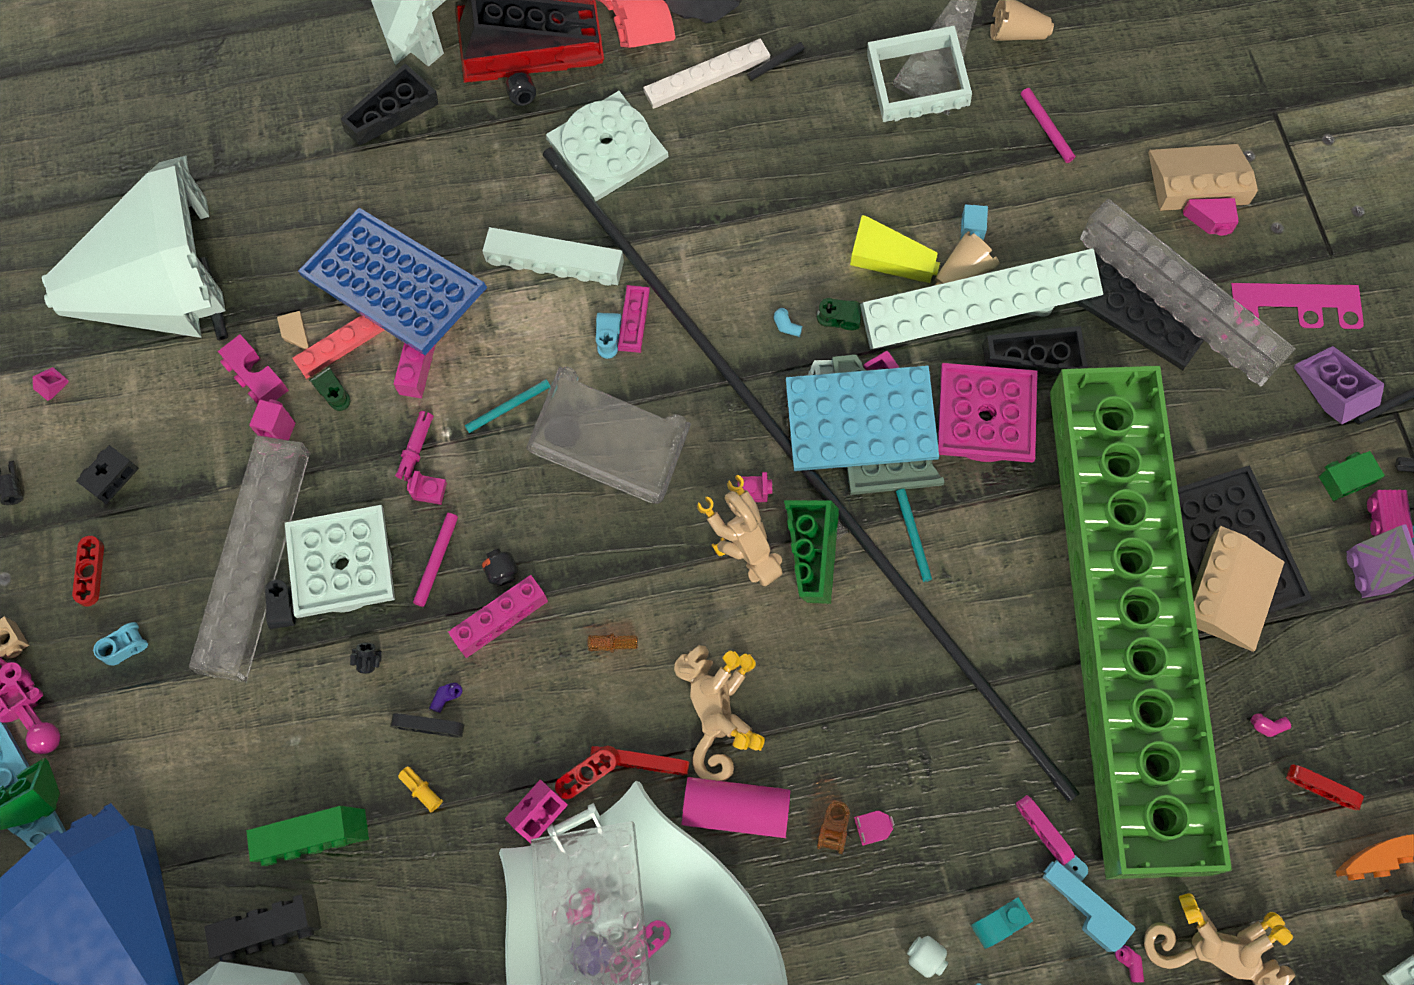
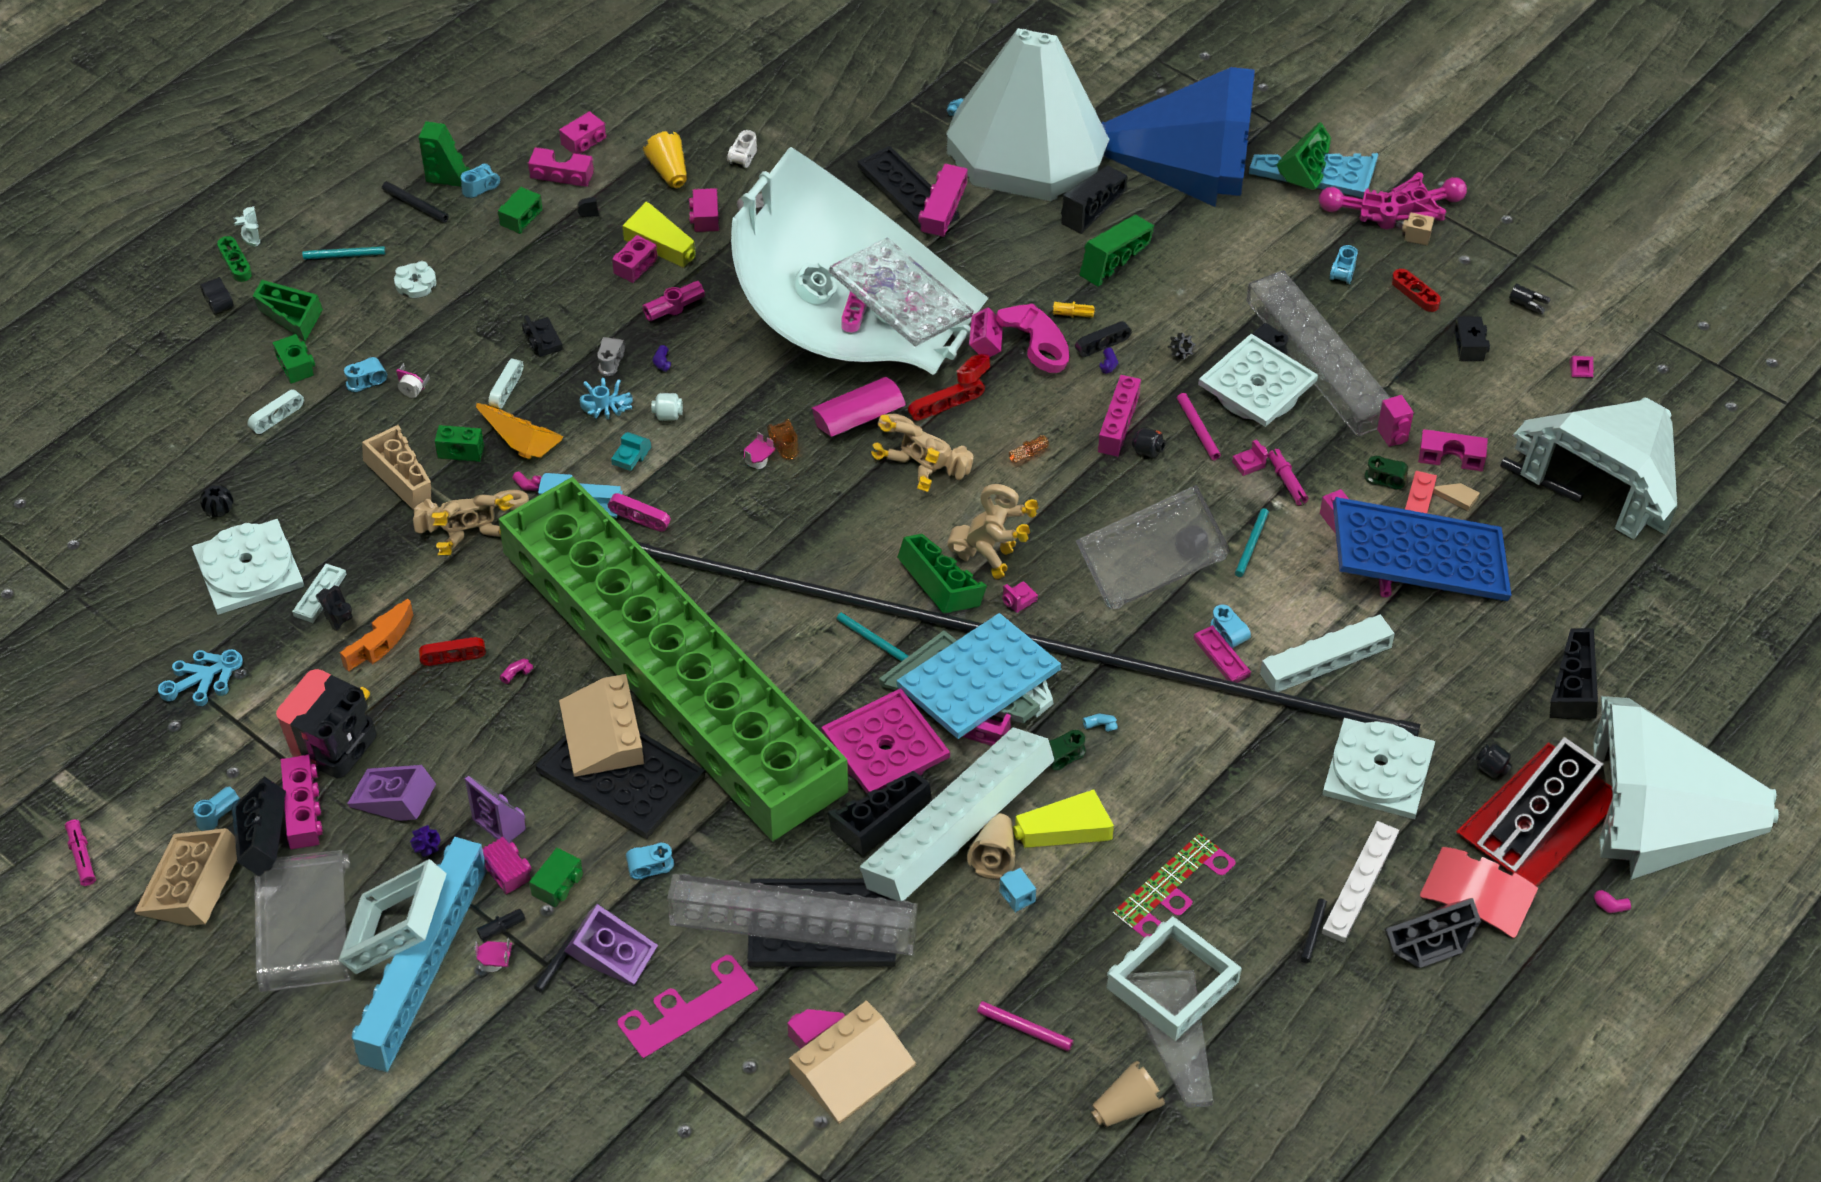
camera: 140 degrees right, 20 degrees down
(474, 795) = (1043, 335): none -> dark pink animal
(852, 166) = (1164, 883): none -> piece
(1261, 440) = (648, 861): none -> medium azure piece

